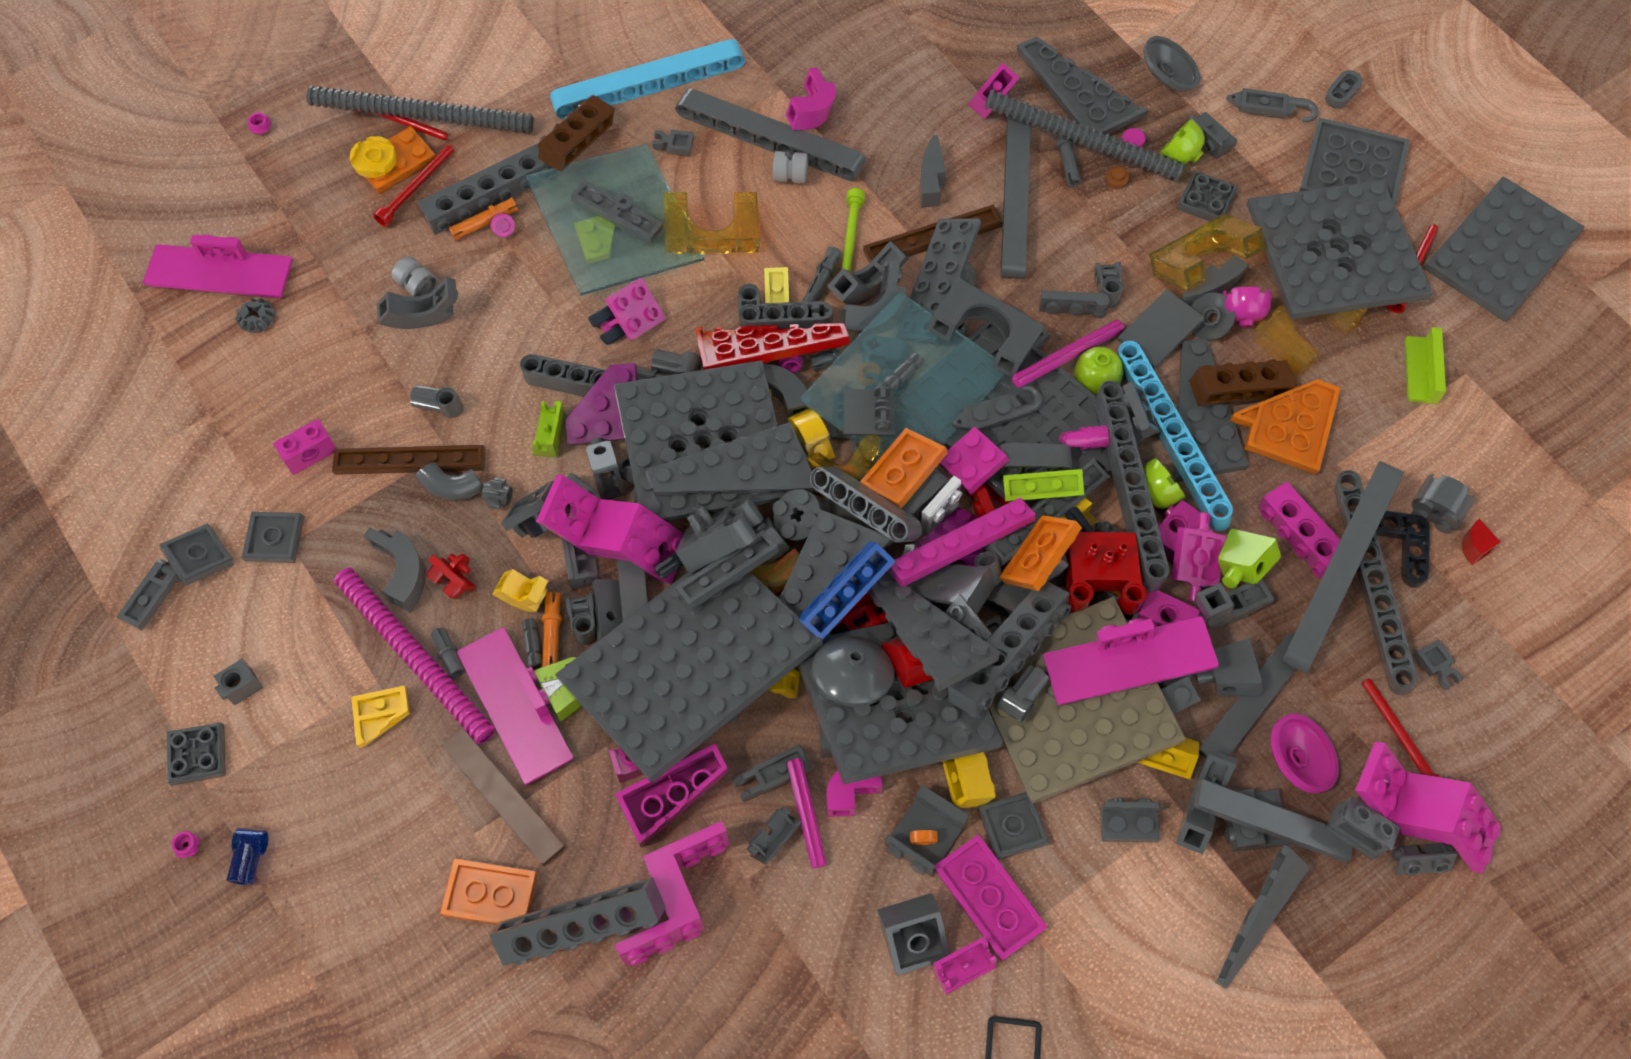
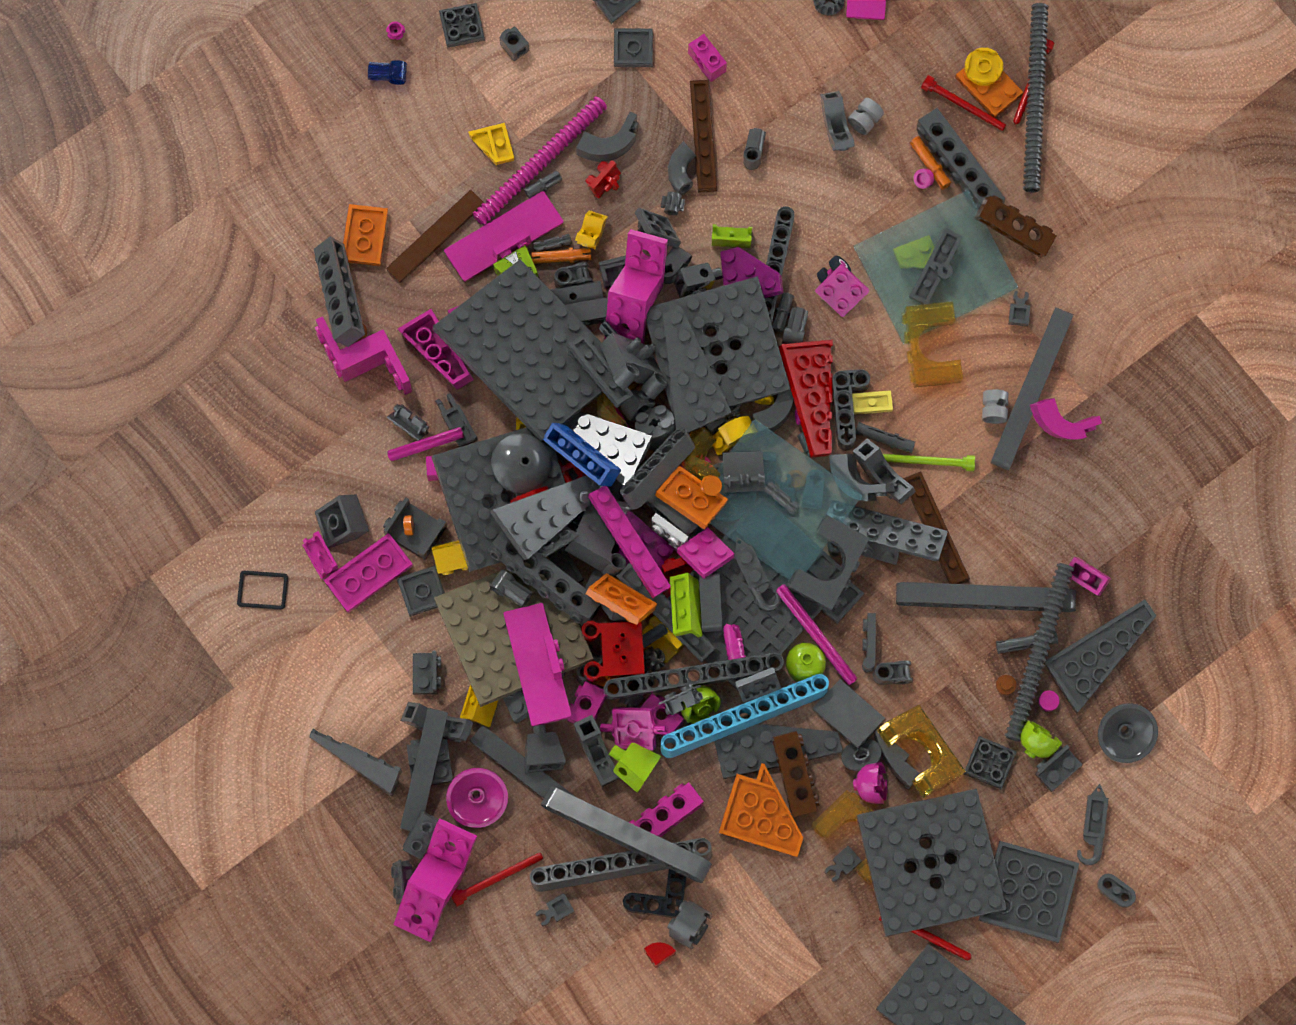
camera: 85 degrees right, 10 degrees up
(651, 77) = (1087, 283): medium azure beam -> none
(891, 441) = (711, 485): none -> orange tile
(932, 174) = (998, 525): dark grey slope -> none
(1159, 482) = (688, 695): none -> dark grey hinge
(1338, 342) = (845, 862): none -> dark grey plate
(1425, 367) = (823, 931): lime panel -> none

